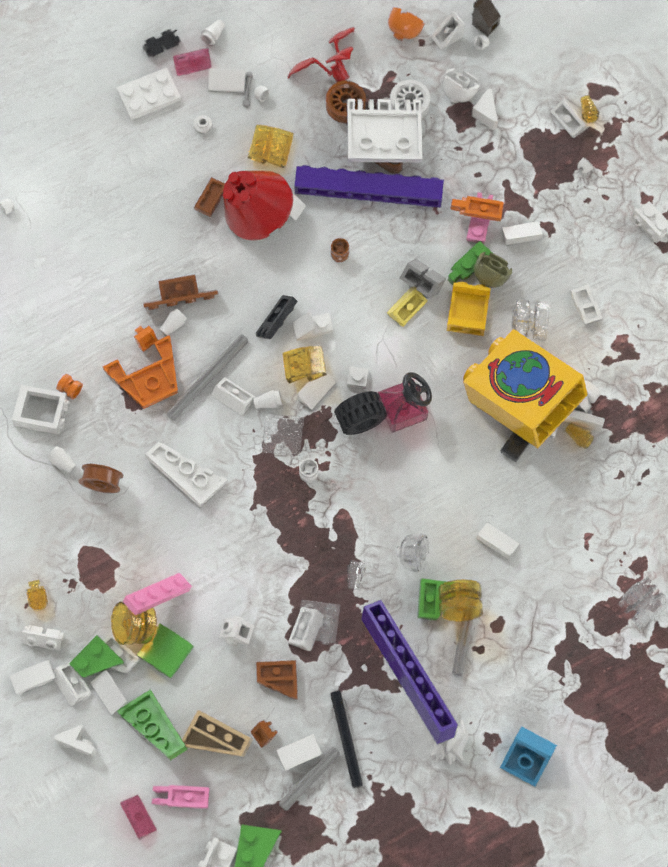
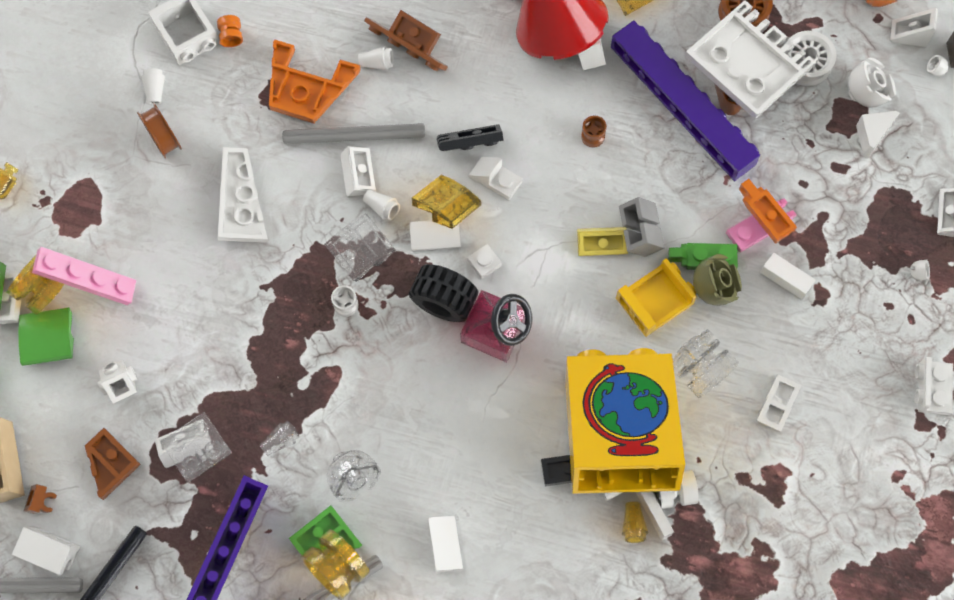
camera: 50 degrees right, 0 degrees up
(145, 337) = (337, 48): orange tile -> none

